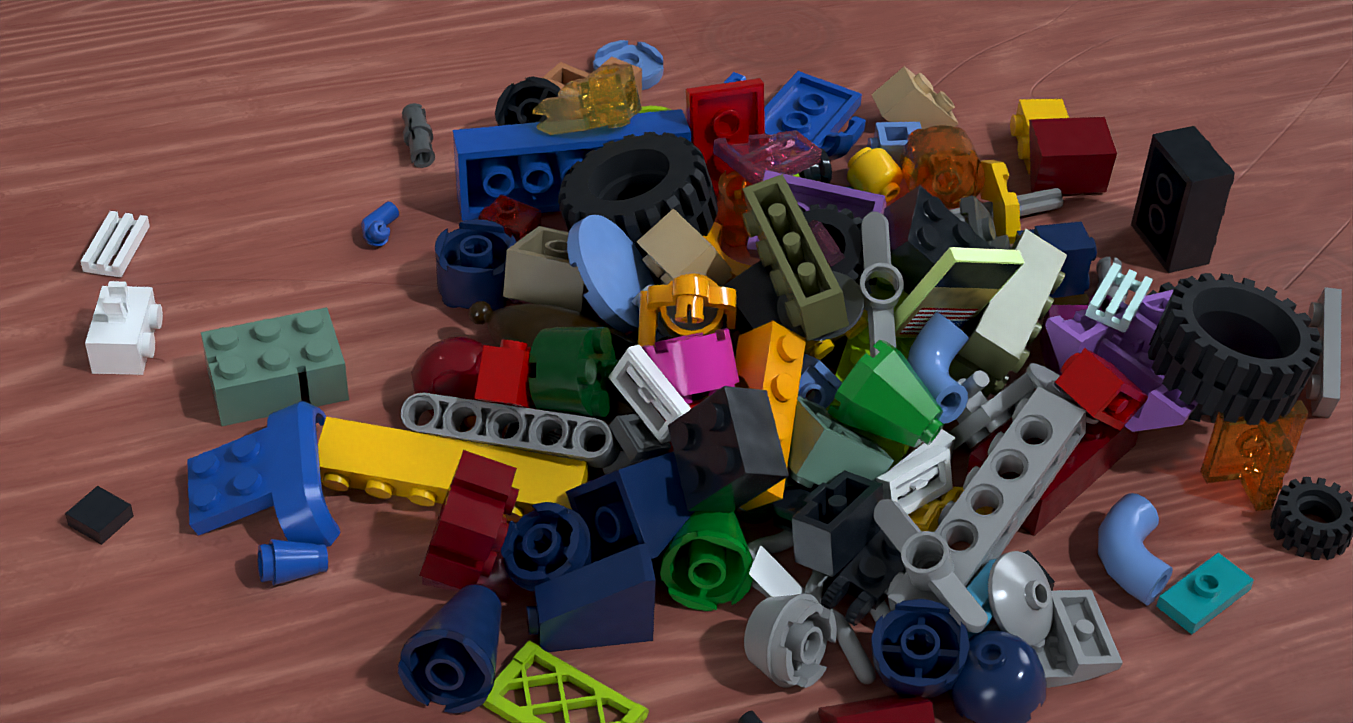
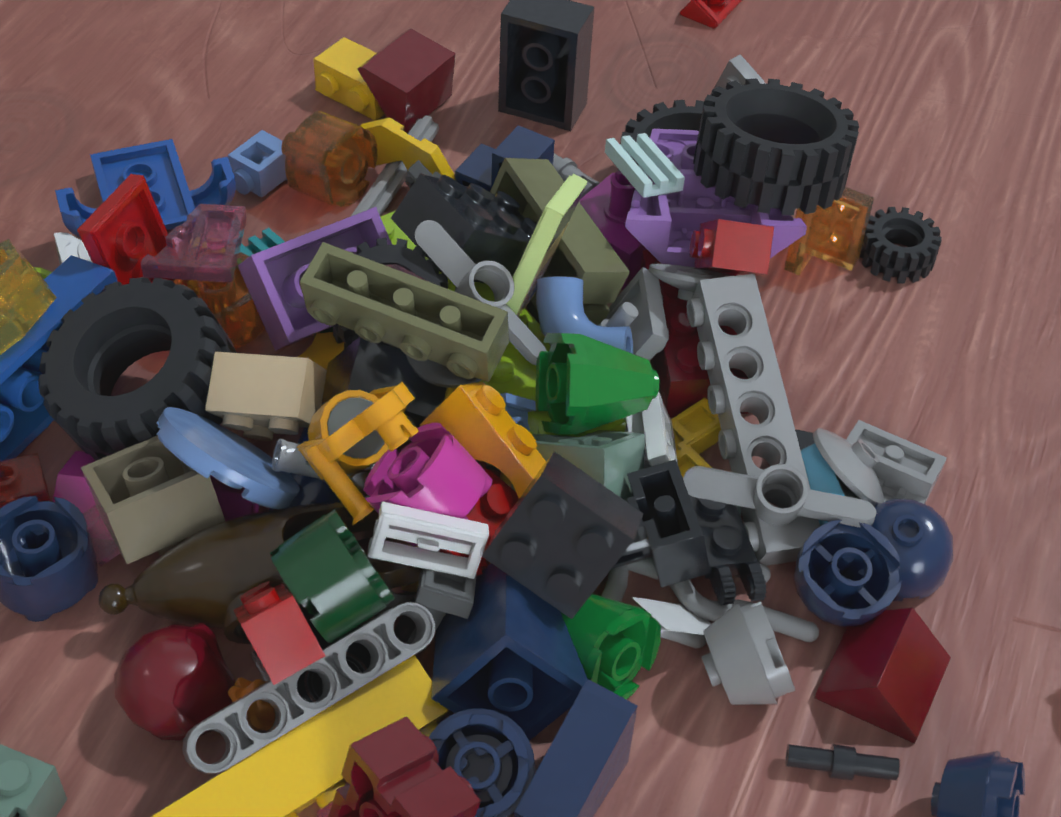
camera: 50 degrees left, 5 degrees up
(875, 173) = (275, 203): yellow head -> none
(912, 99) = (225, 118): tan slope -> none
(1123, 548) = (835, 369): medium blue cylinder -> none
(1205, 593) = (910, 359): teal plate -> none

